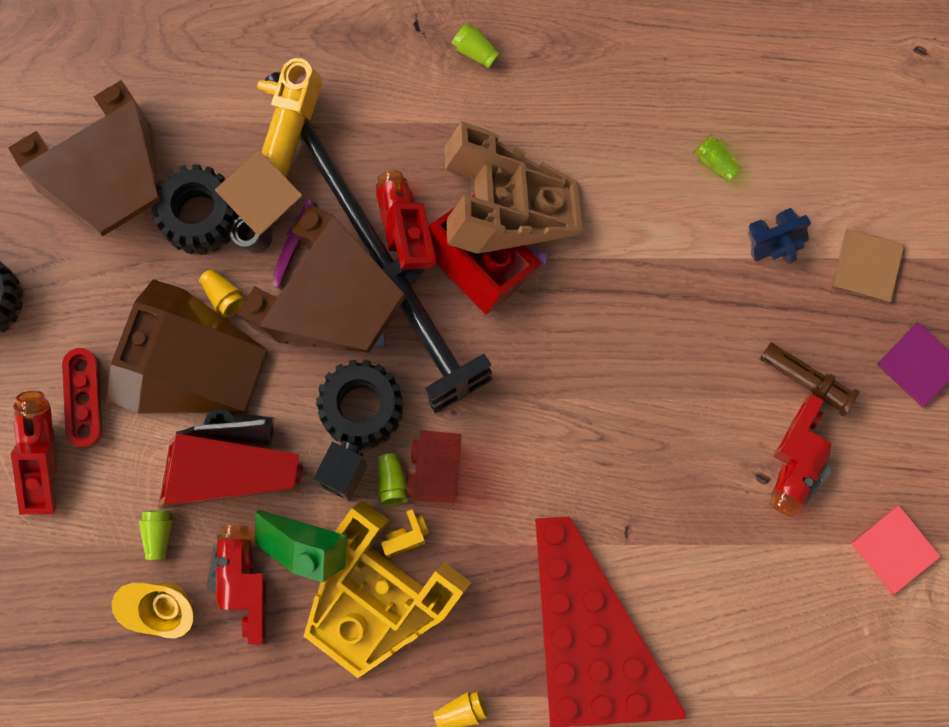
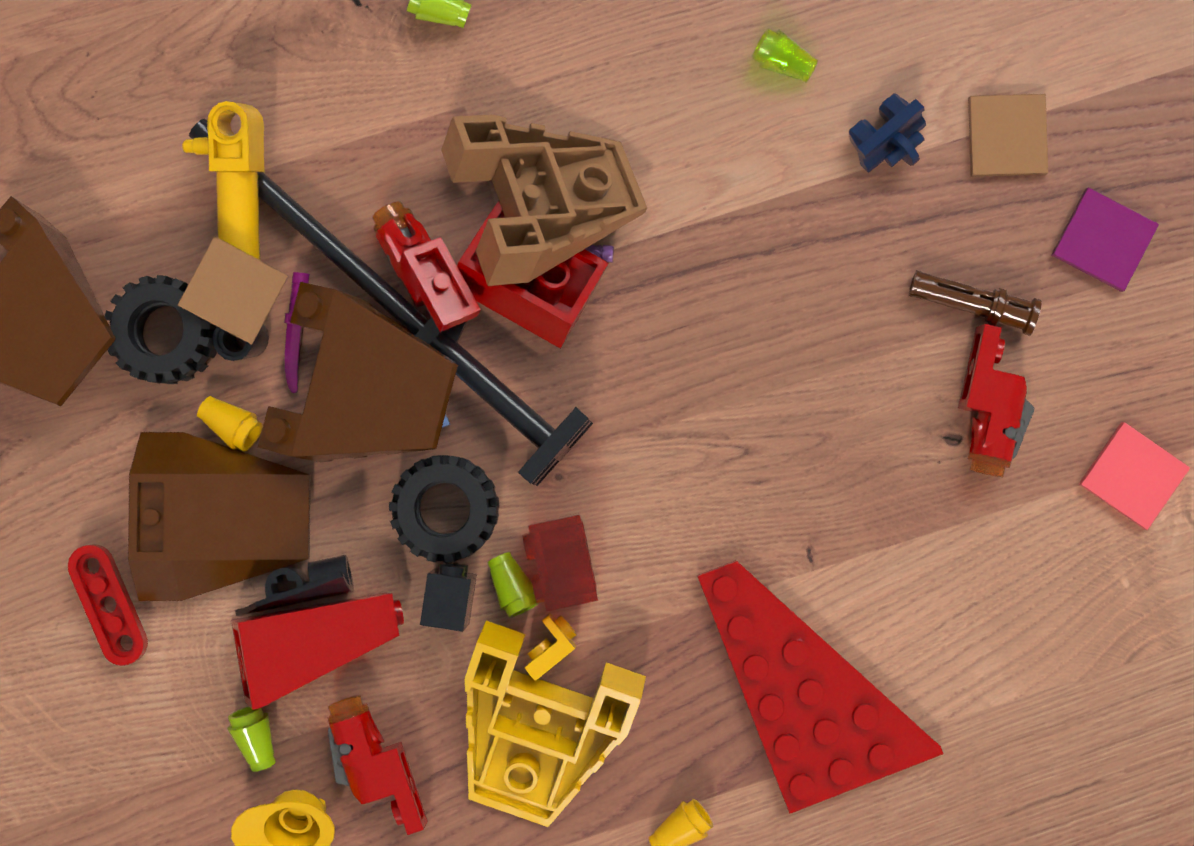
camera: 10 degrees left, 10 degrees up
(34, 454) = (76, 693): red plate -> none
(301, 546) = (431, 704): green slope -> none

